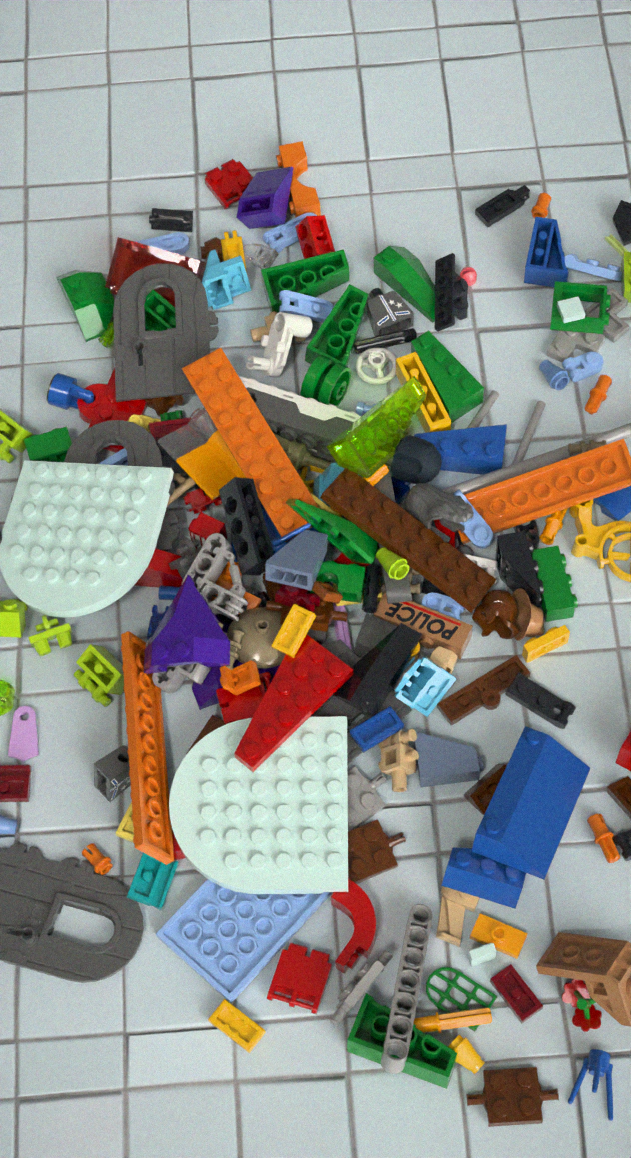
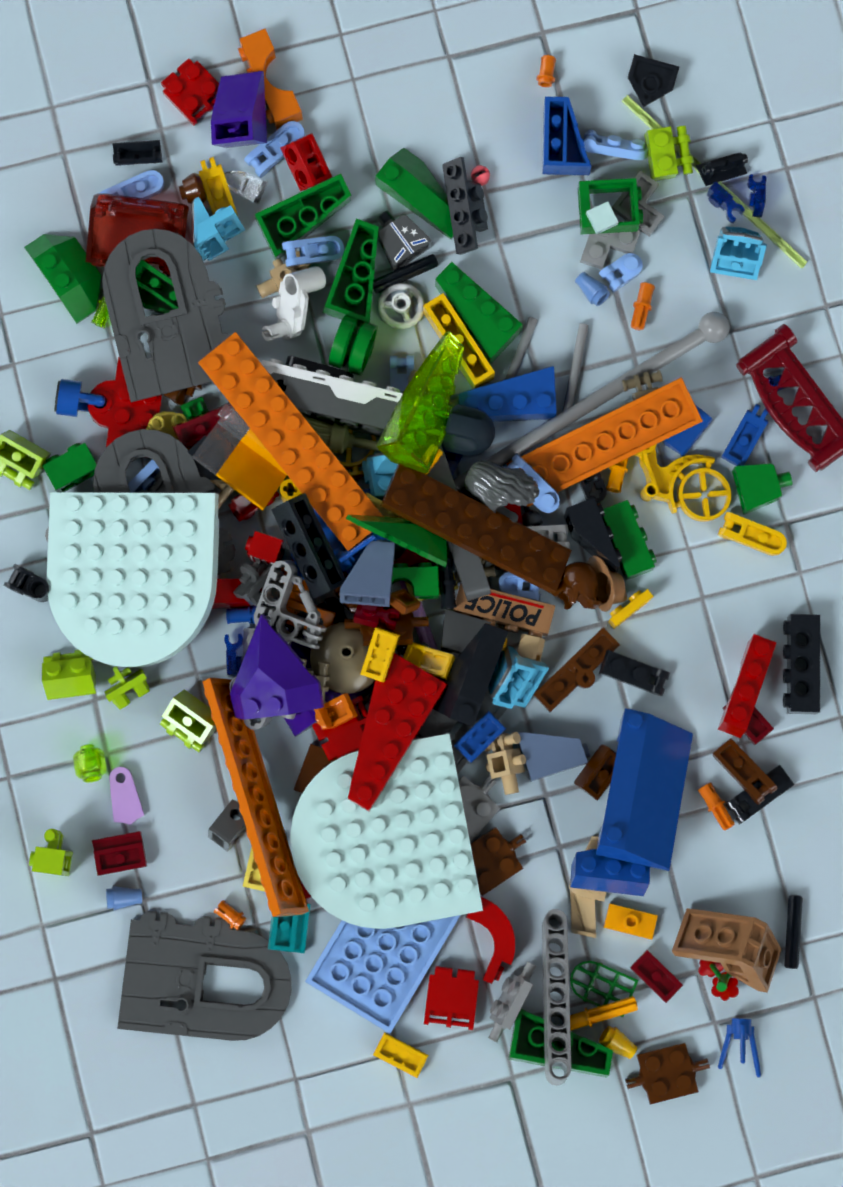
camera: 15 degrees left, 20 degrees up
(345, 650) = (430, 659): none -> yellow plate
(392, 563) = (467, 563): lime cone -> none
(482, 954) = (618, 944): light aqua tile -> none
(502, 205) = (503, 77): black hinge -> none

